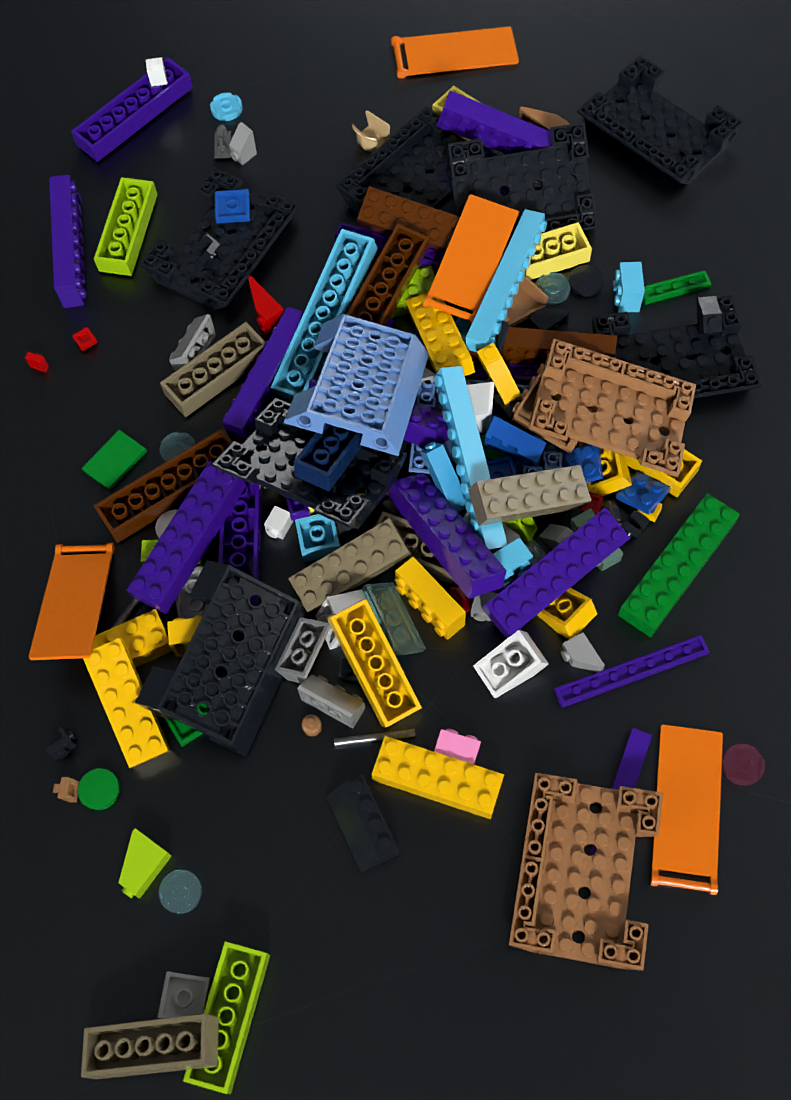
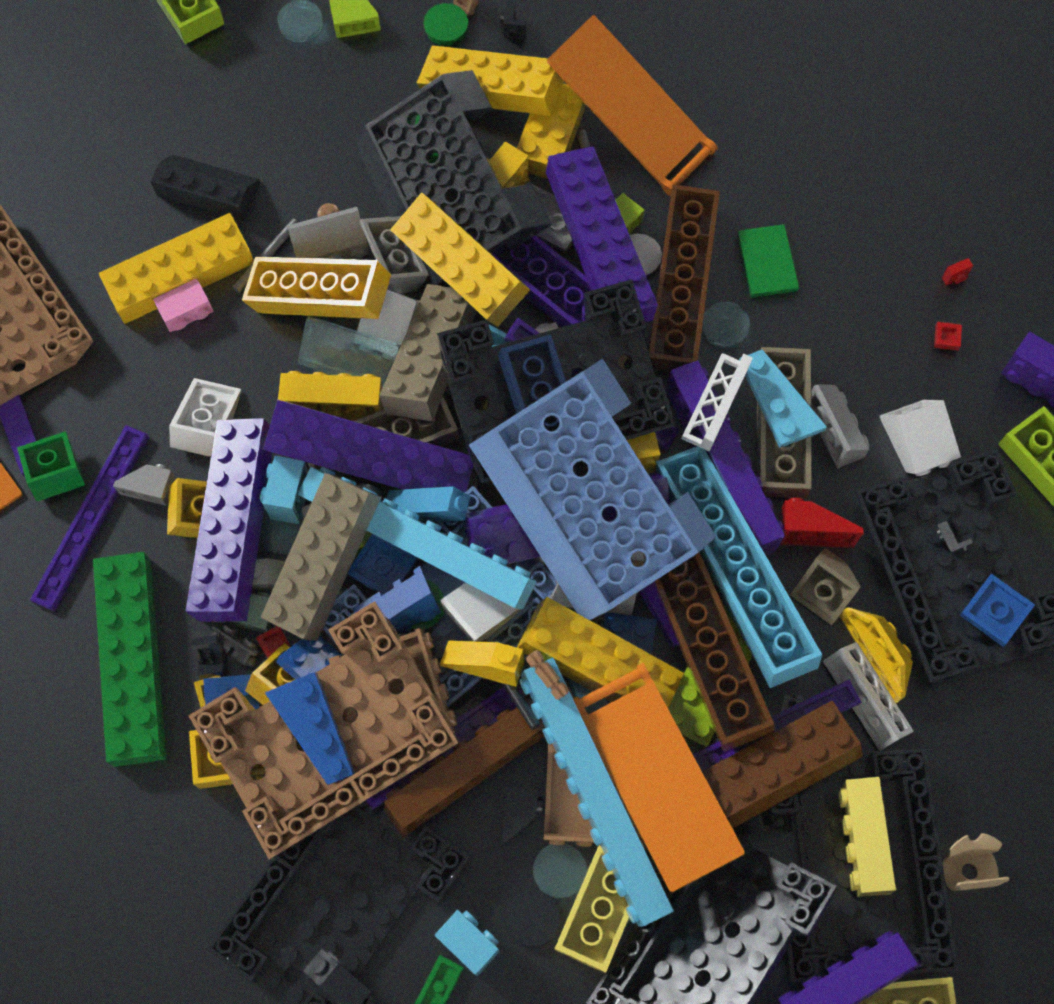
camera: 130 degrees right, 5 degrees up
(160, 307) = (922, 436): none -> white slope
(208, 370) = (781, 404): none -> medium azure wing
(239, 384) = (726, 400): none -> white fence
(280, 588) = (460, 260): none -> yellow brick
(290, 286) = (826, 586): none -> dark tan slope
(302, 239) = (882, 649): none -> yellow wedge
(324, 239) = (875, 717): none -> white fence
(407, 168) = (867, 837): none -> light yellow brick
(478, 327) = (547, 674): none -> medium nougat axle
(616, 417) = (312, 723): none -> blue wing
(630, 717) = (50, 466): none -> green slope

